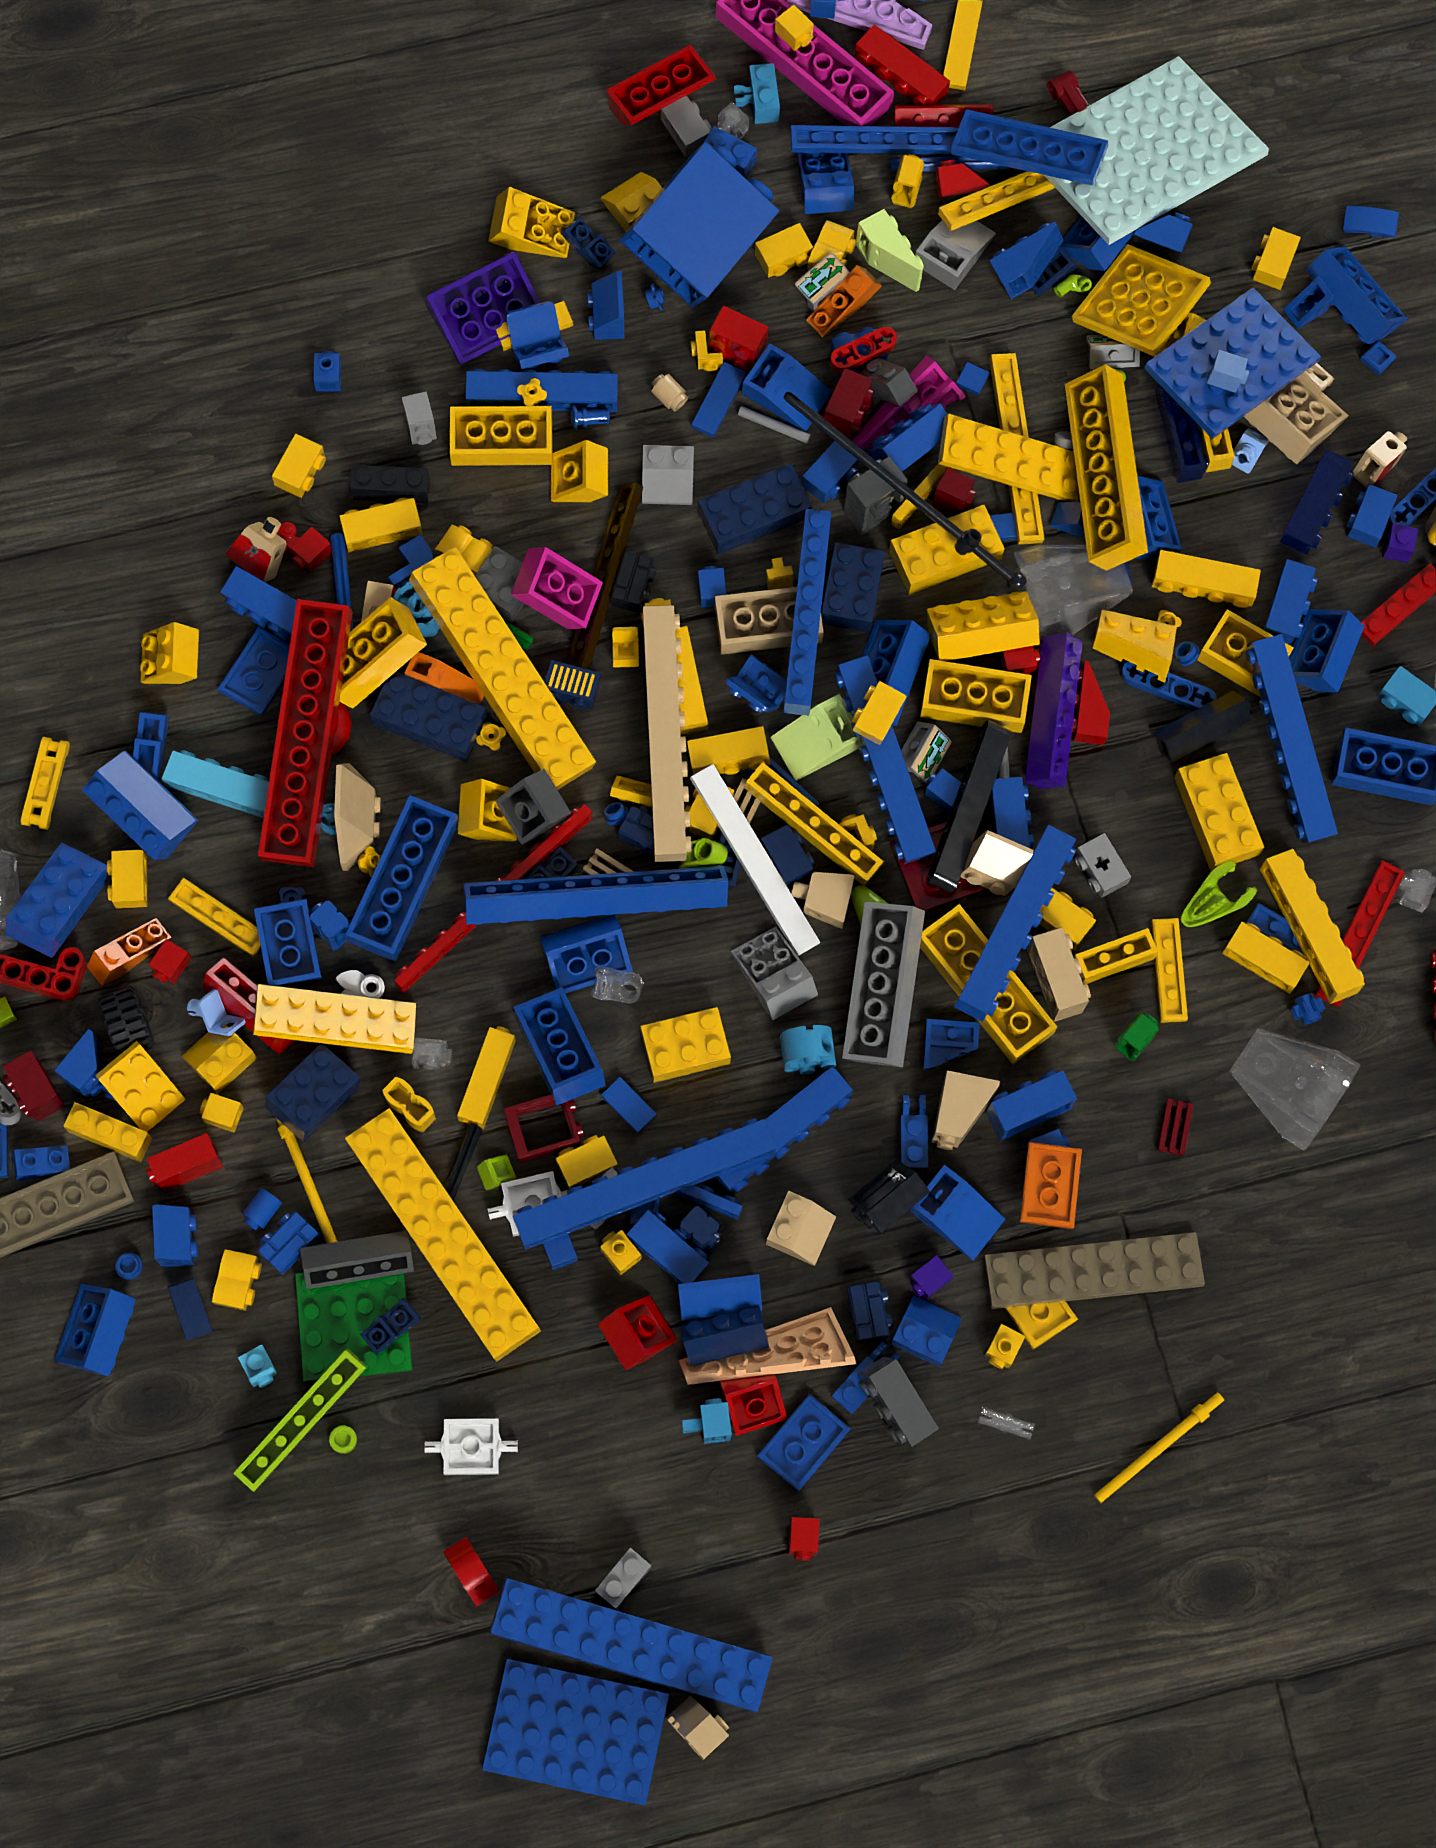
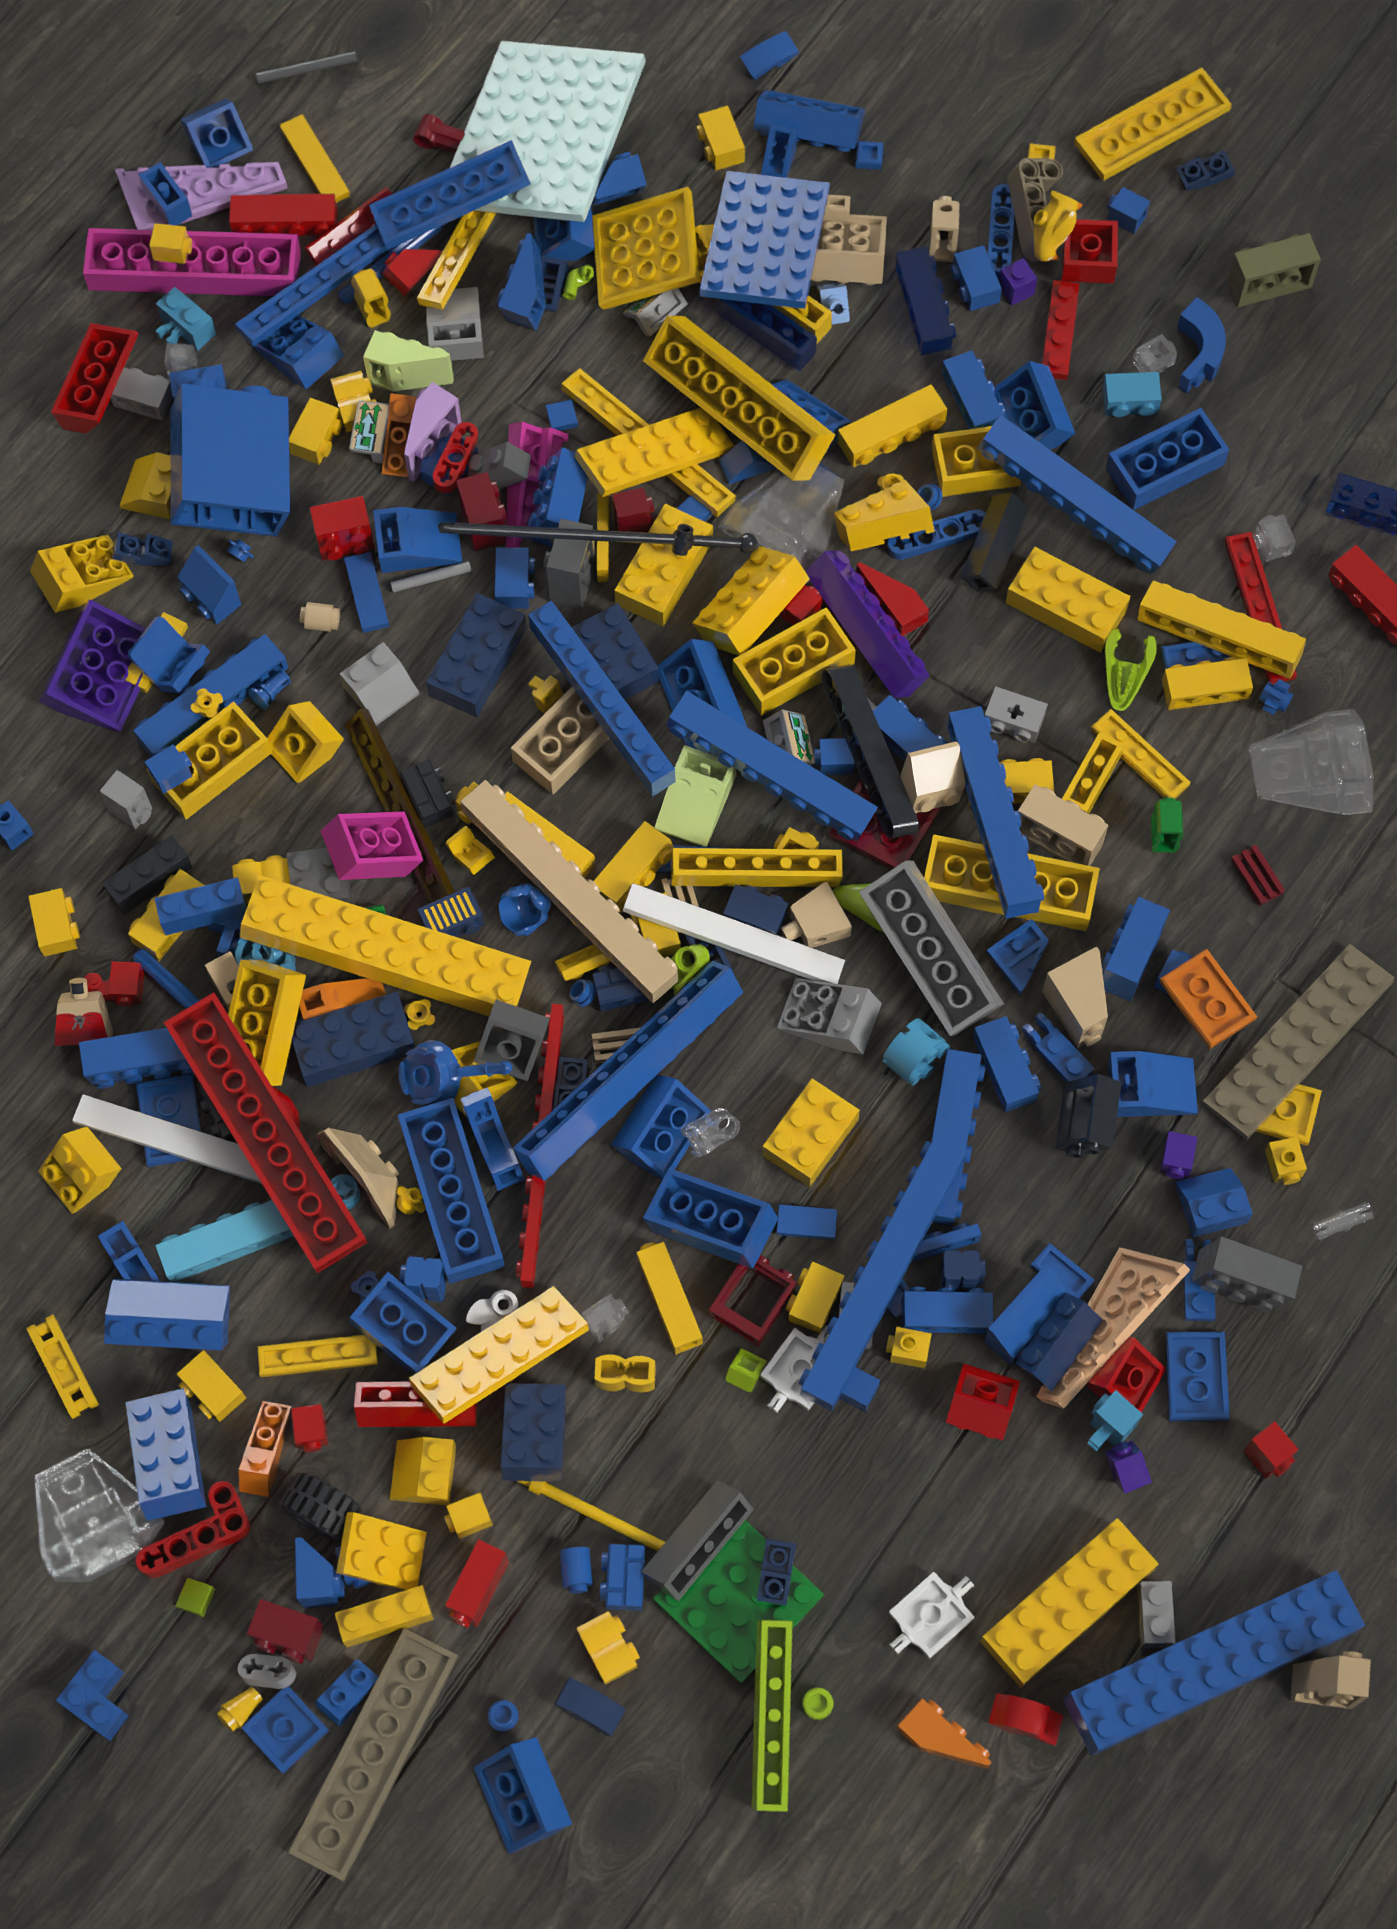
camera: 35 degrees left, 5 degrees down
(174, 1235) = (522, 1654): blue slope -> none
(214, 1014) = (389, 1438): light blue bracket -> none
(239, 672) = (163, 1136): none -> white tile
(258, 1367) = (691, 1705): medium azure bracket -> none
(399, 1525) = (936, 1736): none -> orange slope
(401, 536) = (201, 906): none -> blue brick
(443, 1235) = (750, 1458): yellow brick -> none
(459, 787) = (434, 1075): none -> blue piece
(461, 865) = (492, 1139): none -> blue arch
(462, 1159) = (713, 1399): black axle -> none
(463, 419) = (169, 768): none -> blue brick
(570, 1519) = (1069, 1603): none -> yellow brick
(575, 1732) = (1230, 1777): blue plate -> none
(625, 720) = (523, 909): none -> blue hair
(695, 1462) = (1128, 1466): none -> dark purple brick
(705, 361) = (323, 567): yellow bracket -> none
(711, 584) = (496, 745): blue brick -> none
(759, 685) = (608, 791): blue bracket -> none
(775, 1291) = (1070, 1275): none -> blue tile
(801, 1228) = (1037, 1204): tan slope -> none
(868, 1111) = (1006, 1063): none -> blue brick
(869, 1312) = (1154, 1224): dark blue brick -> none
(871, 307) = (433, 417): none -> lavender slope
(878, 713) = (737, 728): yellow brick -> none
(1063, 440) = (681, 405): light grey tile -> none
(1228, 371) = (772, 244): medium blue brick -> none

